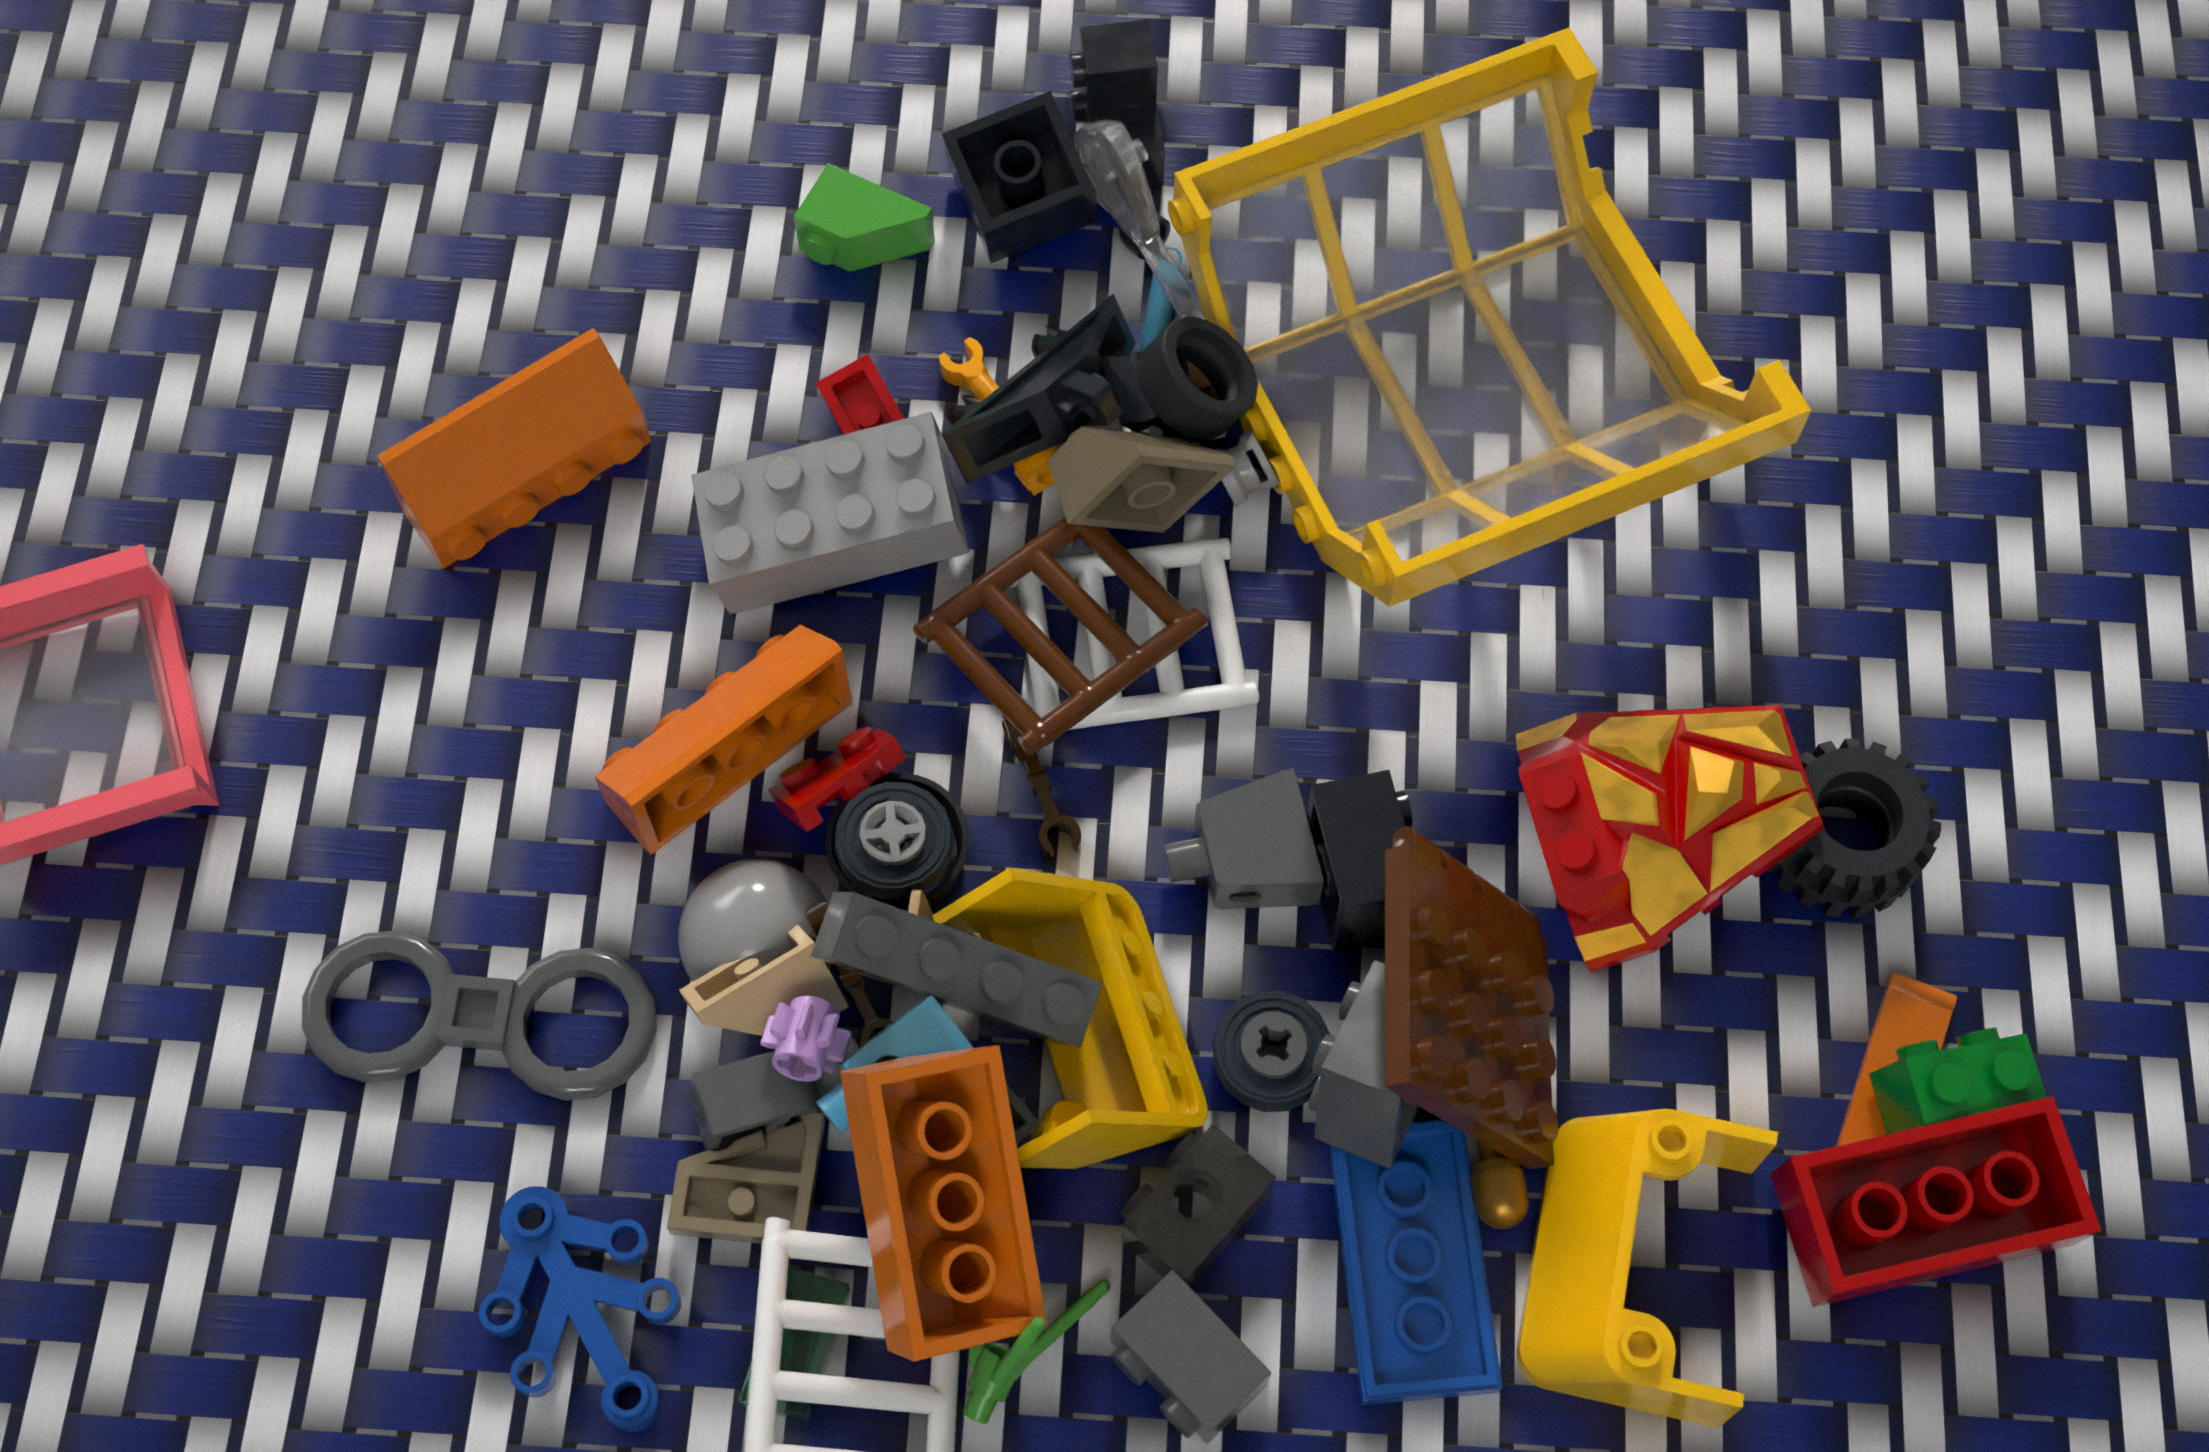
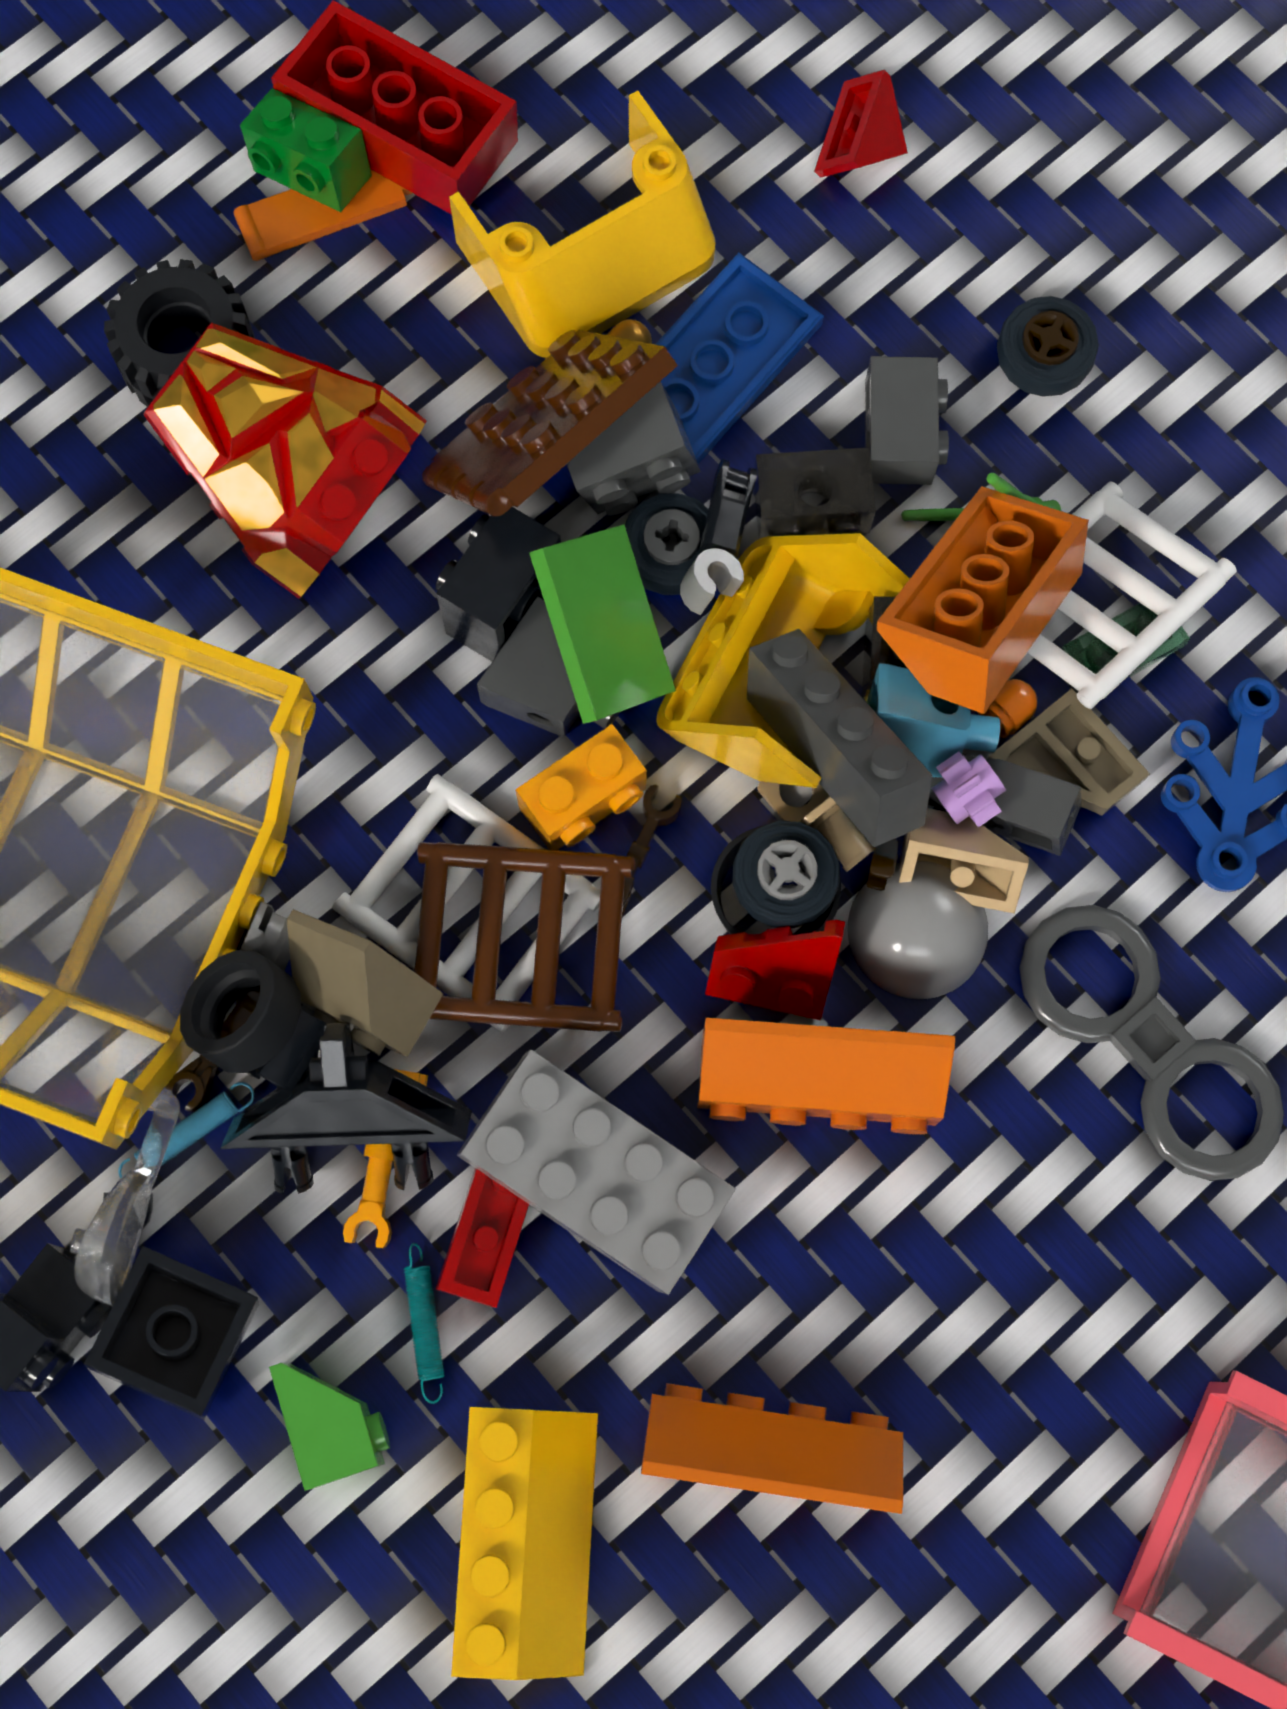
camera: 135 degrees left, 10 degrees up
(651, 272) = (525, 1544): none -> yellow slope
(840, 1183) = (1013, 706): none -> orange cylinder
(860, 341) = (424, 1323): none -> teal piece
(1128, 778) = (582, 789): none -> light orange brick
(1232, 1078) = (720, 541): none -> piece
(1243, 893) = (602, 623): none -> bright green tile

